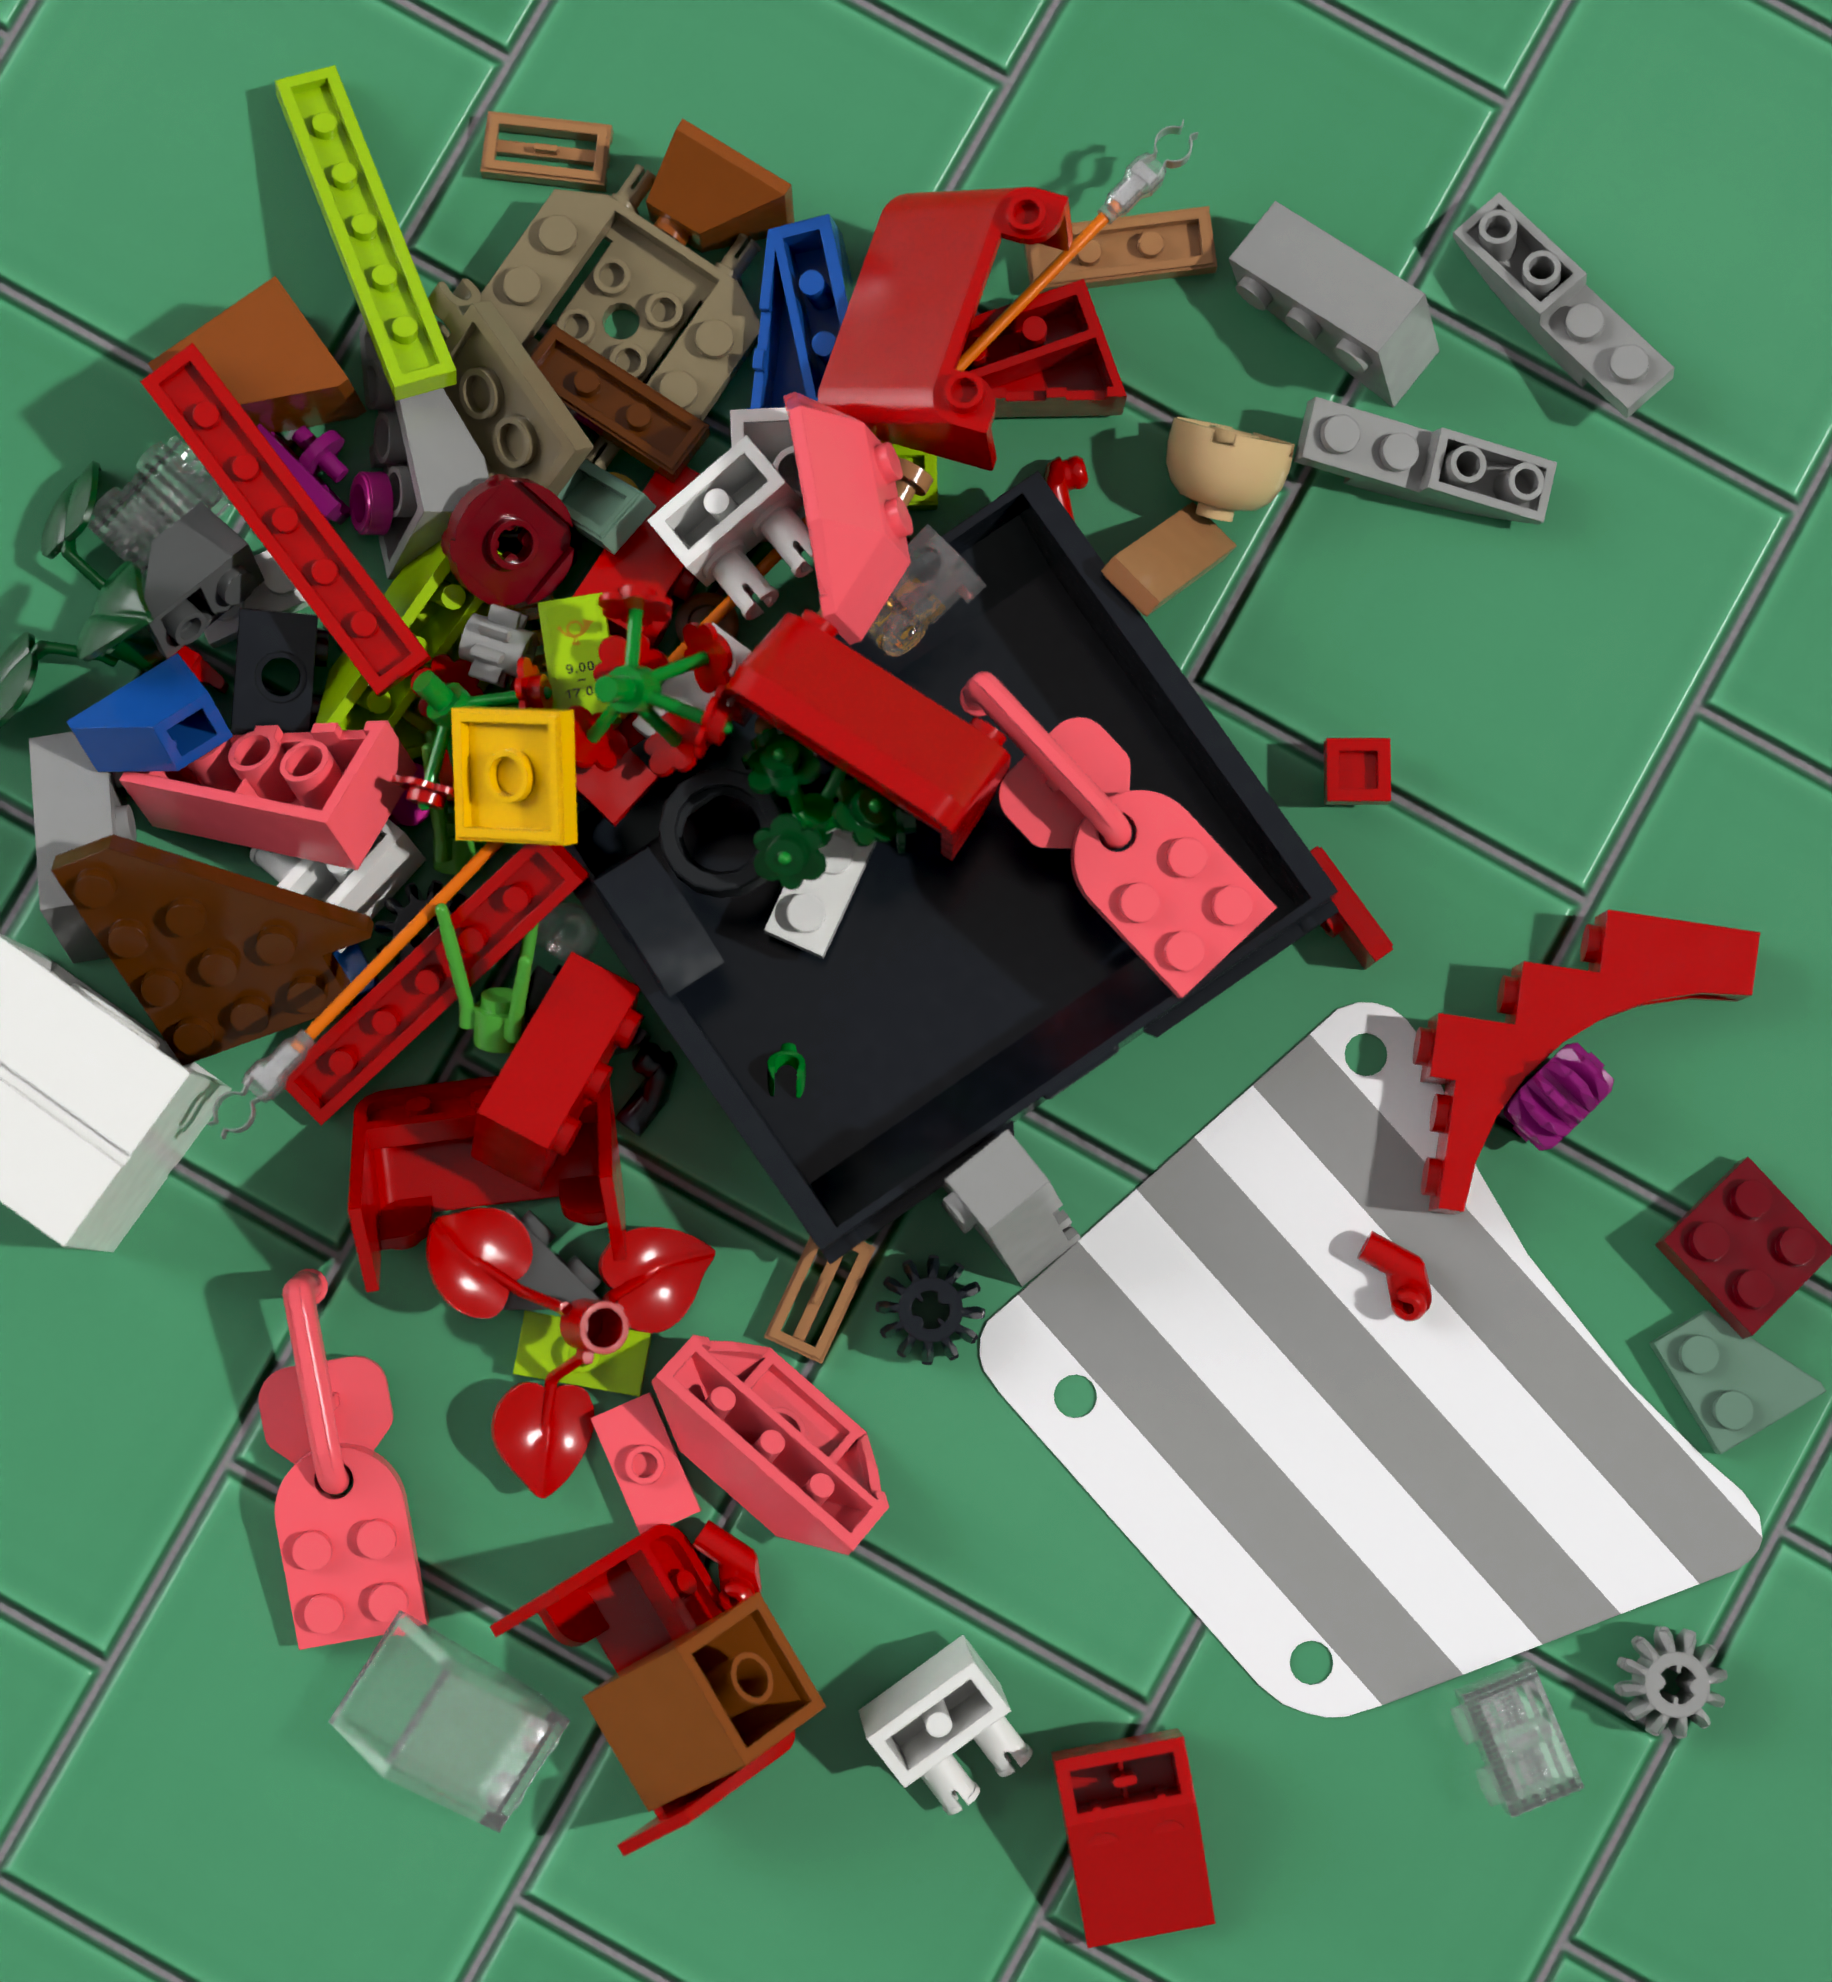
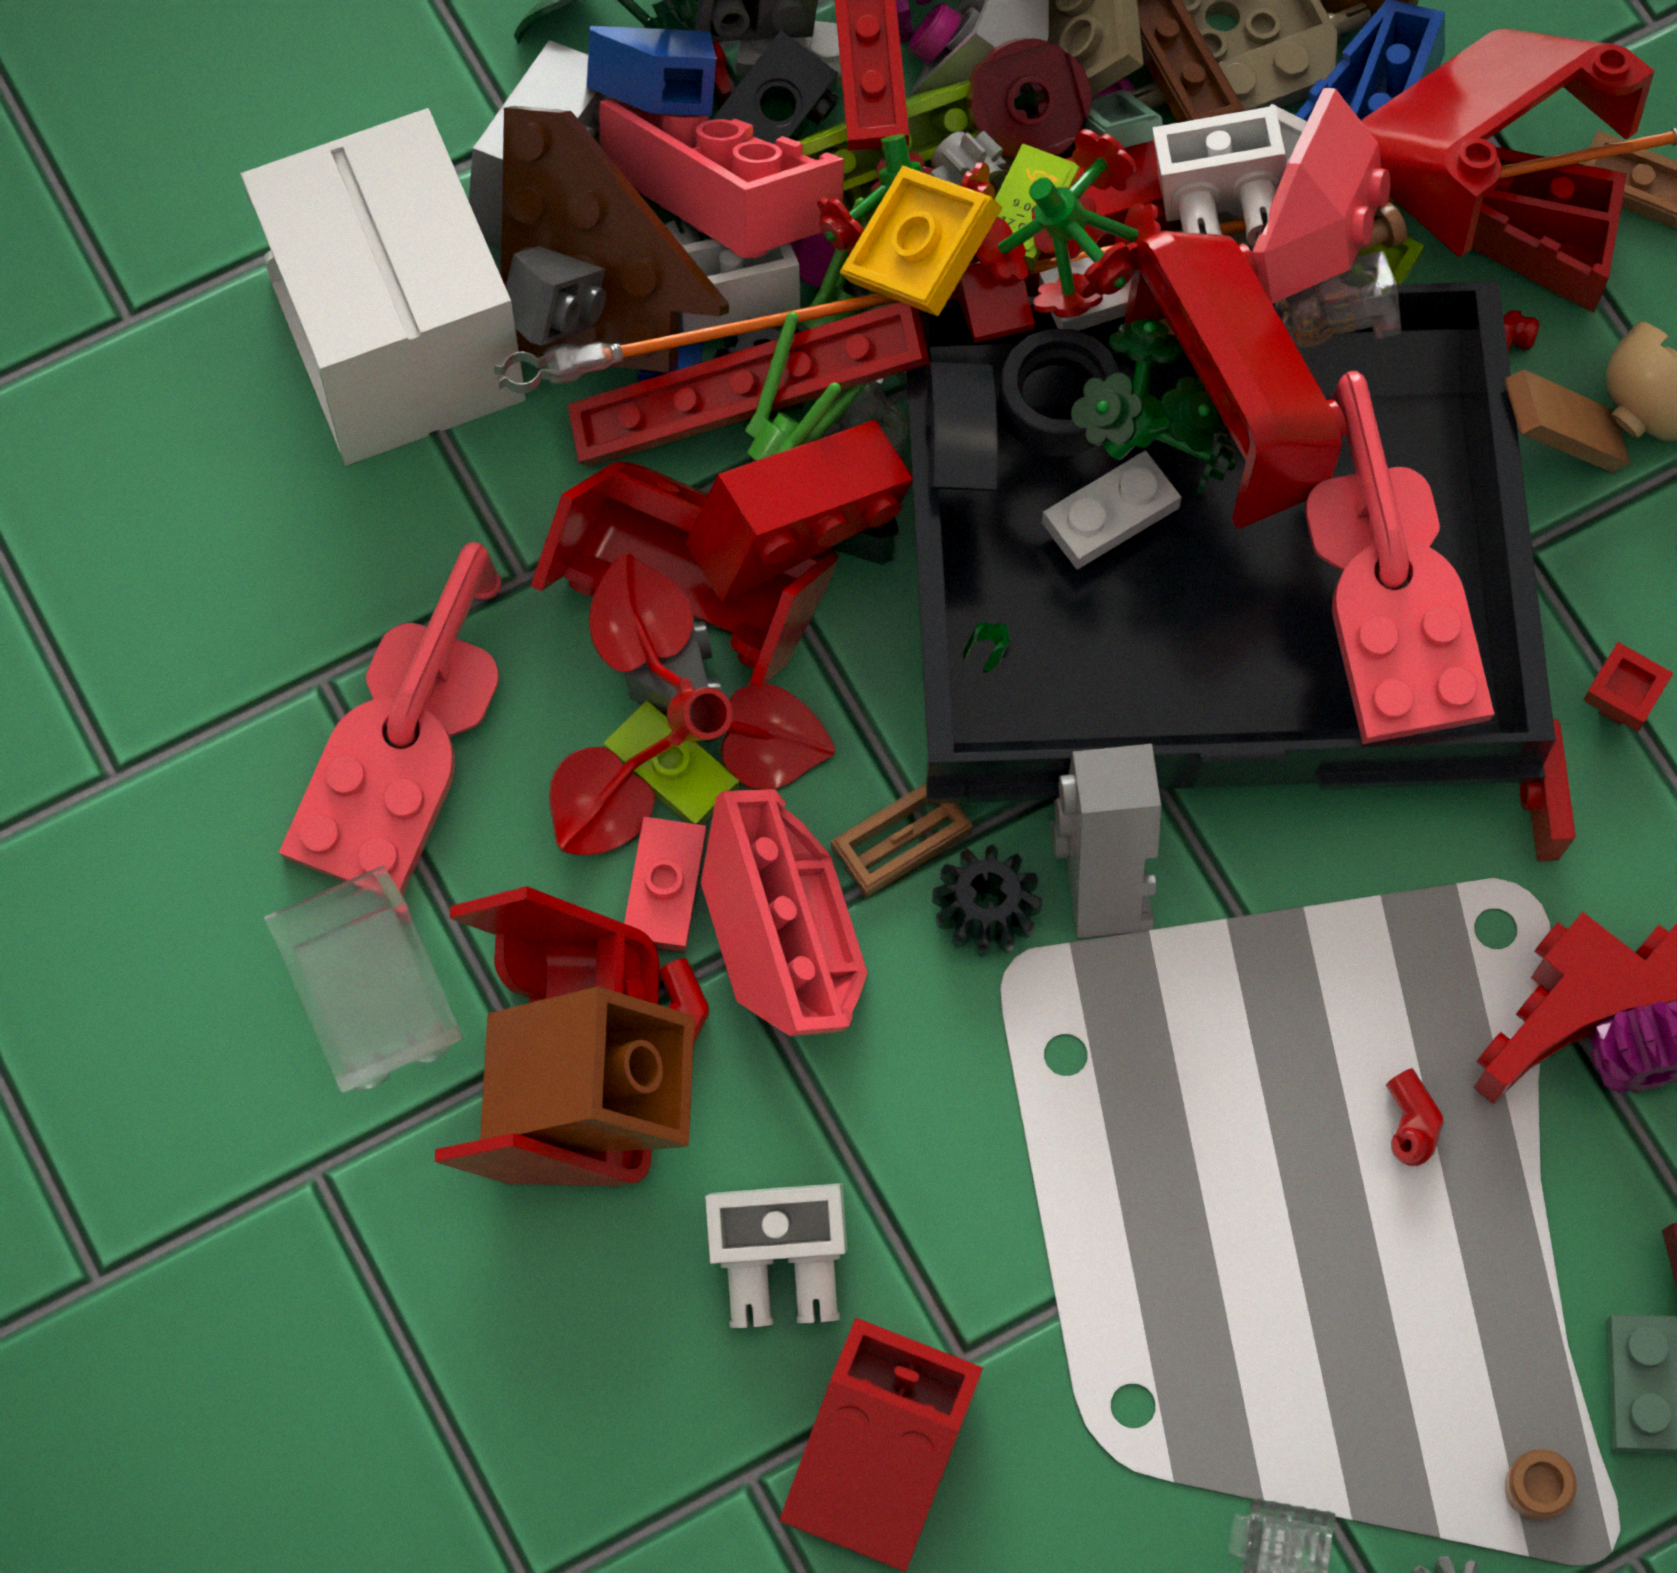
camera: 35 degrees right, 15 degrees down
(209, 1017) = (554, 294): none -> dark grey slope
(654, 1091) = (869, 596): black arm -> none
(1677, 1522) = (1540, 1485): none -> medium nougat tile

